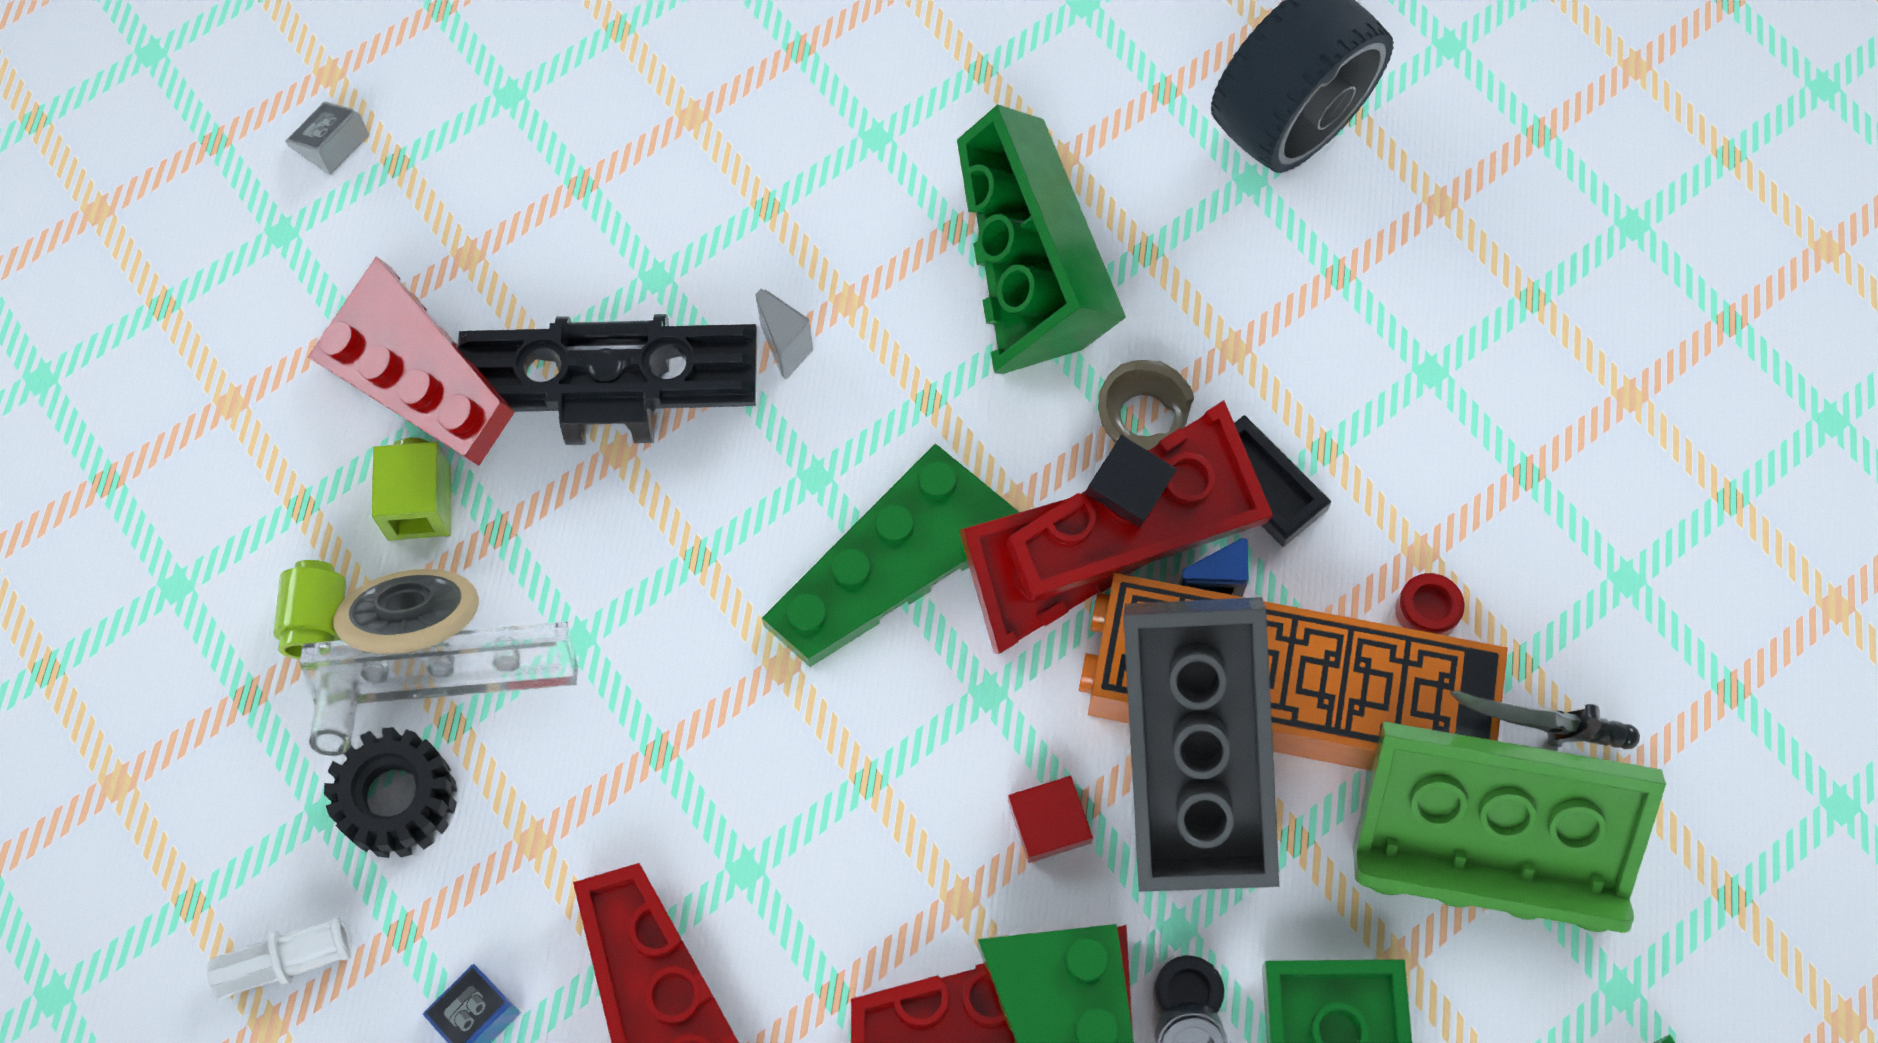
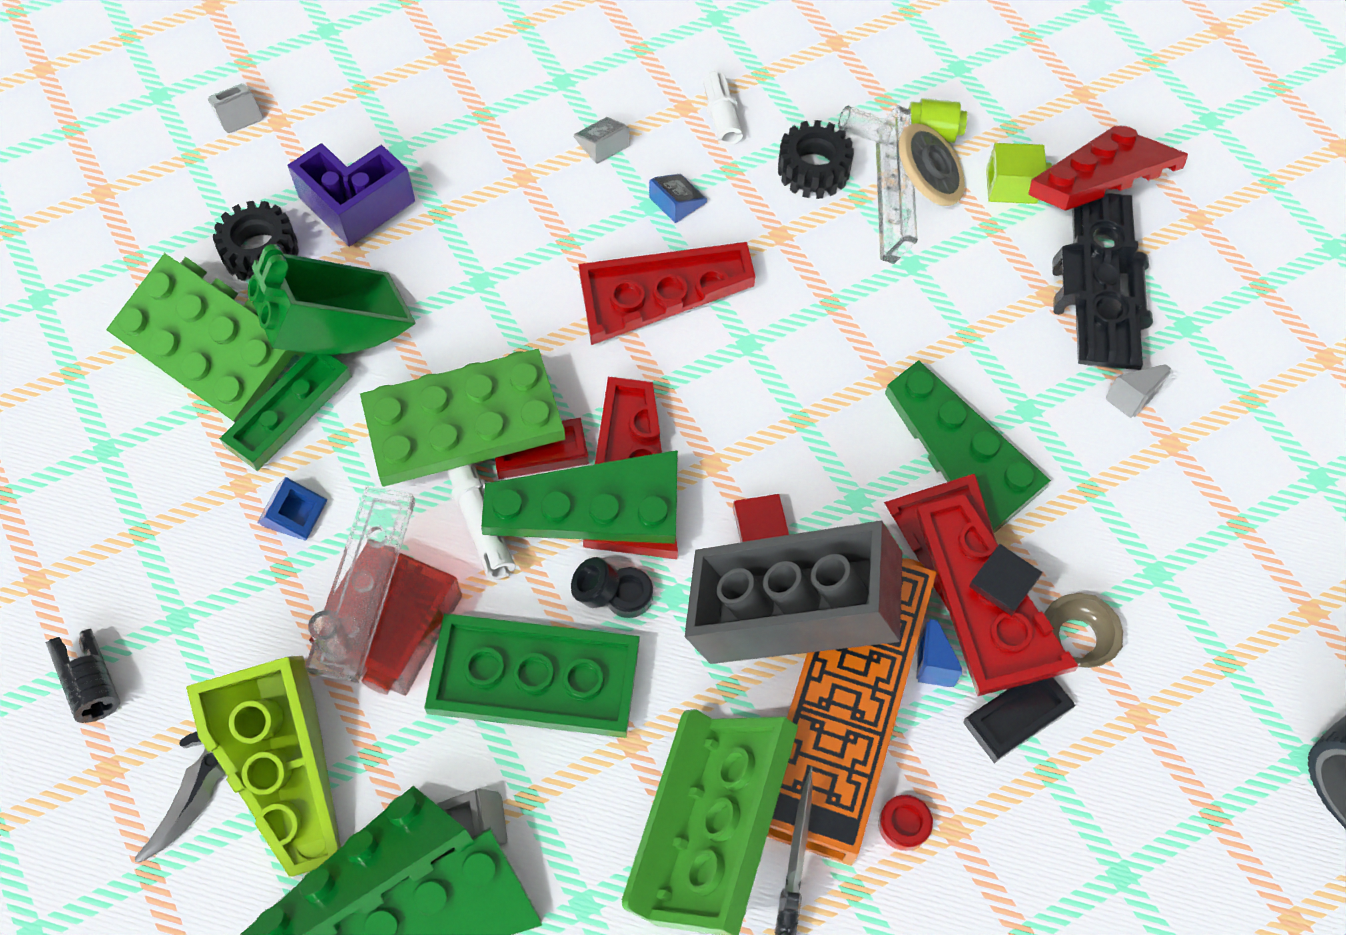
camera: 95 degrees right, 5 degrees down
(328, 136) = (1285, 142): light grey slope -> none
(1035, 244) = (1231, 566): green wedge -> none

